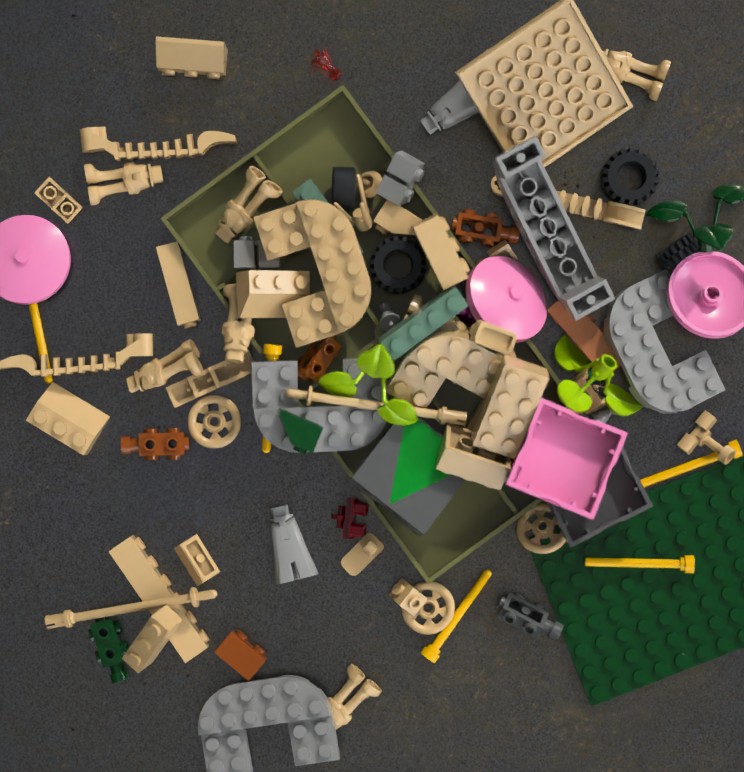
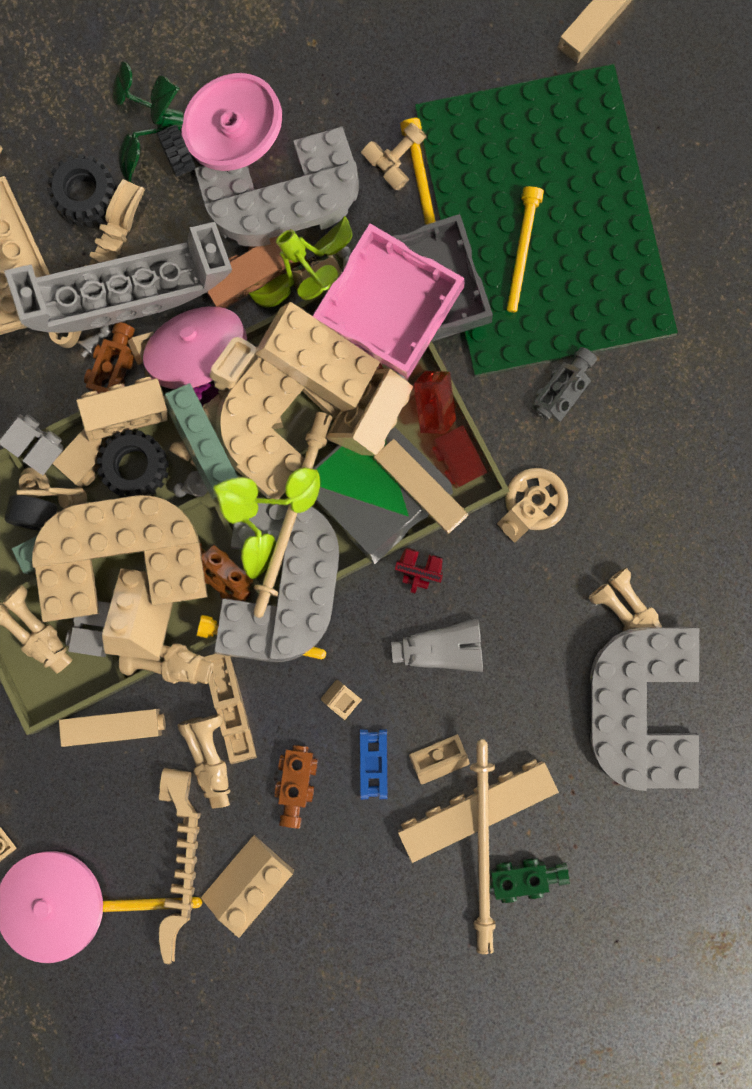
camera: 80 degrees left, 5 degrees down
(152, 639) = (524, 826): tan brick -> none
(183, 506) = (373, 764): none -> blue plate
(232, 426) = (260, 723): tan plate -> none
(233, 470) = (340, 699): none -> tan slope
(241, 654) = (558, 724): dark orange brick -> none
(300, 431) = (305, 607): dark green slope -> none
(362, 554) = (463, 565): tan piece -> none
(416, 510) = (421, 486): none -> tan tile
(432, 651) = (586, 501): yellow piece -> none
(450, 537) = (458, 457): none -> clear red brick
(492, 509) = (435, 402): none -> clear red brick
(499, 208) = (90, 343): none -> light grey piece
(534, 544) = (483, 364): tan plate -> none

